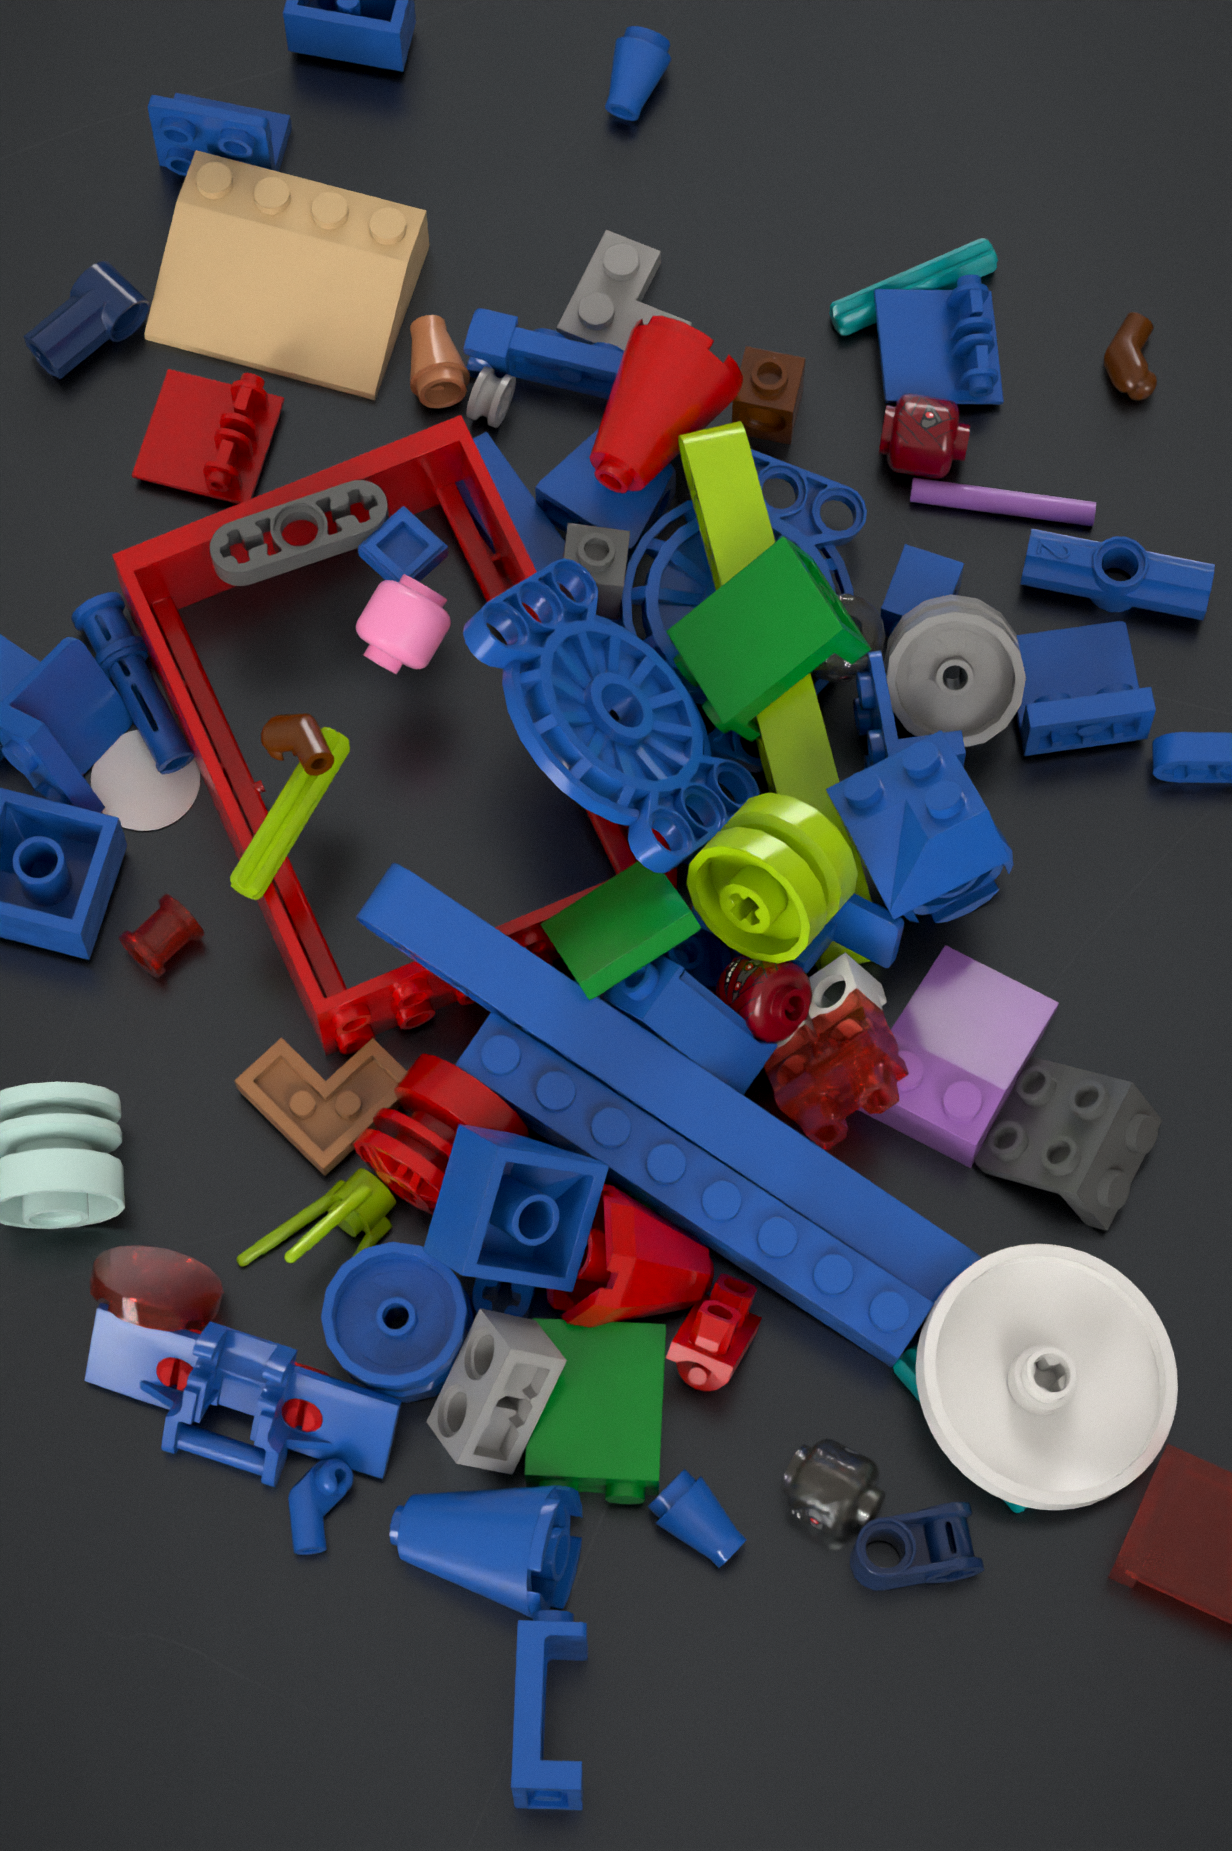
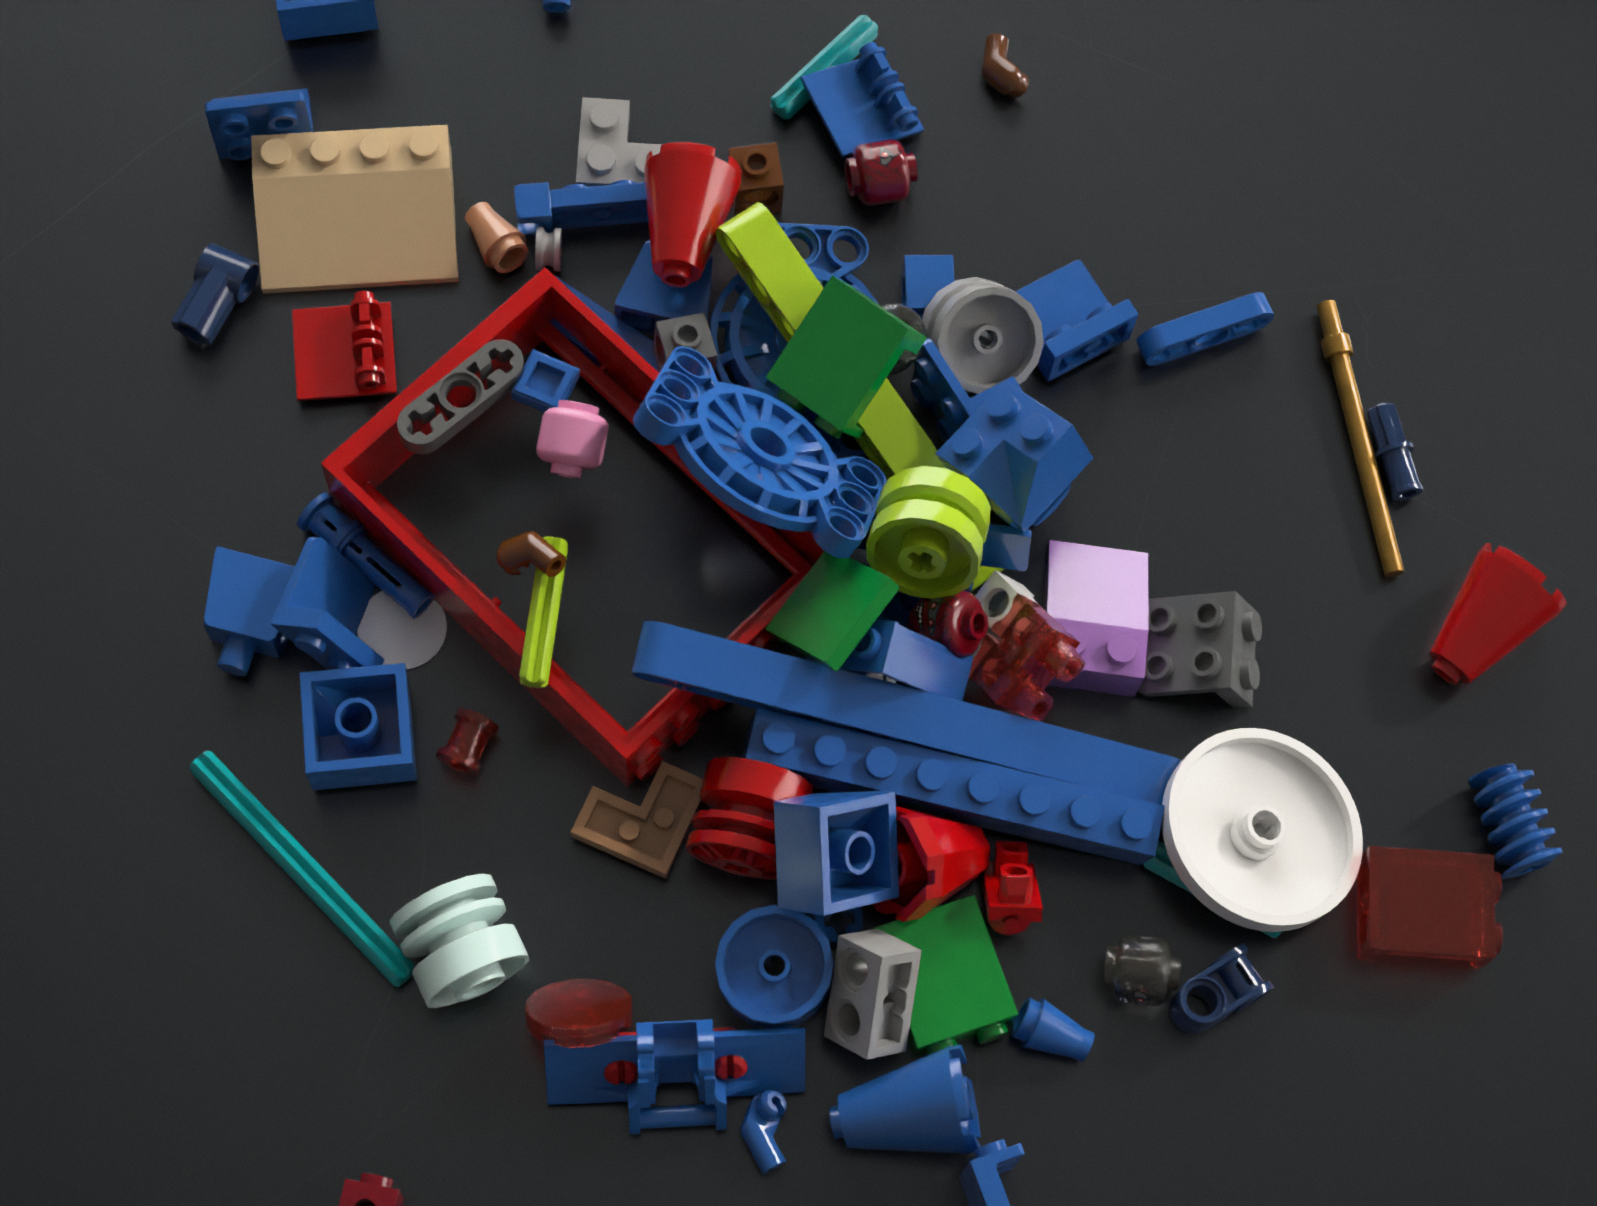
camera: 30 degrees left, 0 degrees up
(350, 1204) = (701, 894): lime plant -> none
(1003, 501) = (954, 202): medium lavender bar -> none
(1156, 580) = (1088, 222): blue piece -> none

